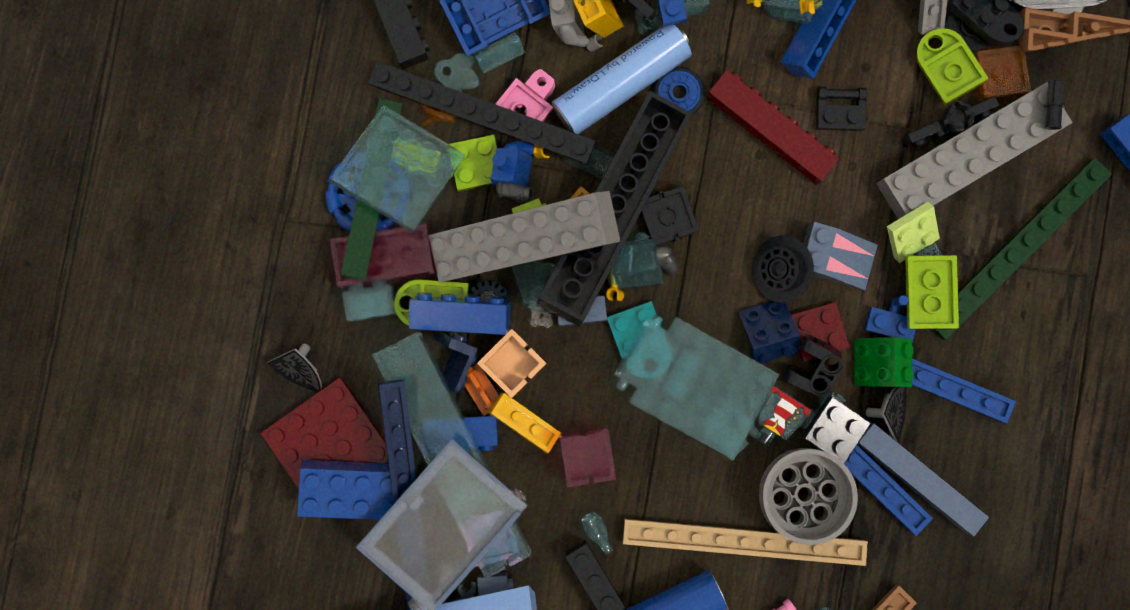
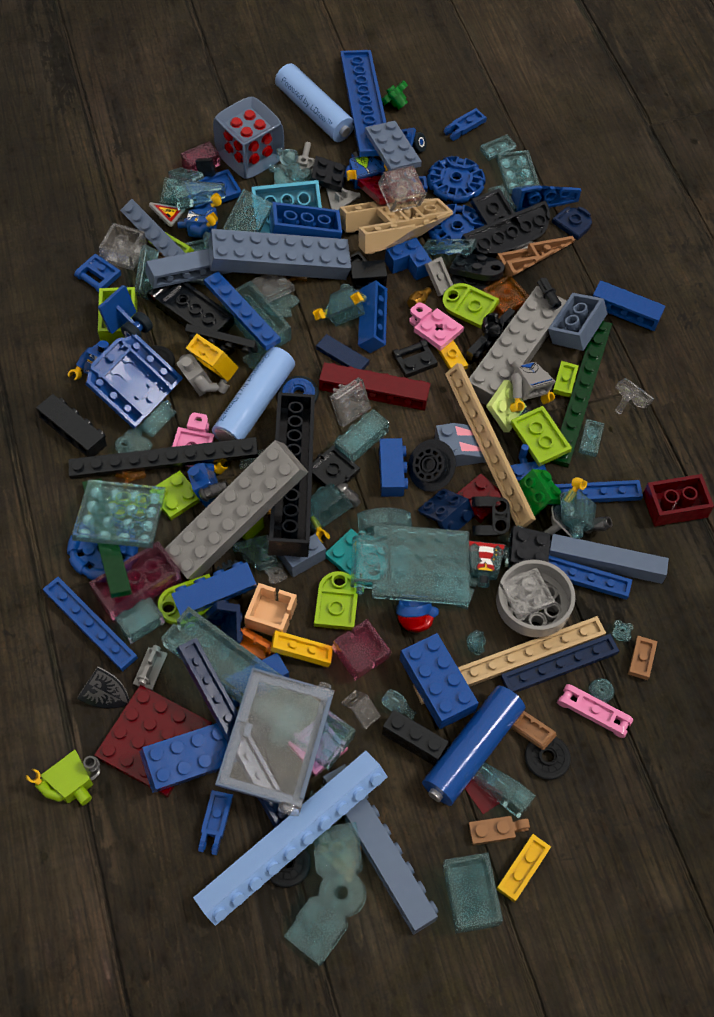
camera: 30 degrees left, 25 degrees down
(221, 448) = (68, 779): none -> lime torso
(316, 280) = (90, 624): none -> blue plate
(347, 566) = (215, 820): none -> blue hinge
(356, 363) = (150, 667): none -> light grey hinge
(557, 518) = (362, 708): none -> clear bracket
(589, 384) = (336, 603): none -> lime plate
(650, 536) = (438, 681): none -> blue brick
(668, 444) = (416, 615): none -> piece
(692, 312) = (386, 516): none -> clear light blue brick
(717, 504) = (476, 642): none -> clear light blue plate
(722, 187) = (362, 435): none -> clear light blue brick
(730, 138) = (350, 401): none -> clear plate
(737, 246) = (392, 467): none -> blue brick
(757, 62) = (341, 353): none -> dark blue tile
(795, 573) = (560, 664): none -> dark blue plate
(798, 495) = (527, 593): none -> clear plate
(863, 275) = (490, 446): none -> tan plate
(879, 566) = (622, 636): none -> clear light blue plate
(881, 67) = (428, 322): none -> bright pink plate
(888, 127) = (452, 356): none -> yellow plate
(891, 26) = (419, 296): none -> pearl gold piece
(919, 412) = (579, 511): none -> clear light blue torso
(956, 219) = (530, 382): none -> light grey torso
(992, 318) = (591, 437): none -> clear light blue plate
(1007, 224) = (565, 379): none -> lime plate
(1046, 450) = (678, 500): none -> dark red brick
(1069, 156) = (577, 321): none -> sand blue brick
(1079, 285) = (632, 392): none -> clear plate

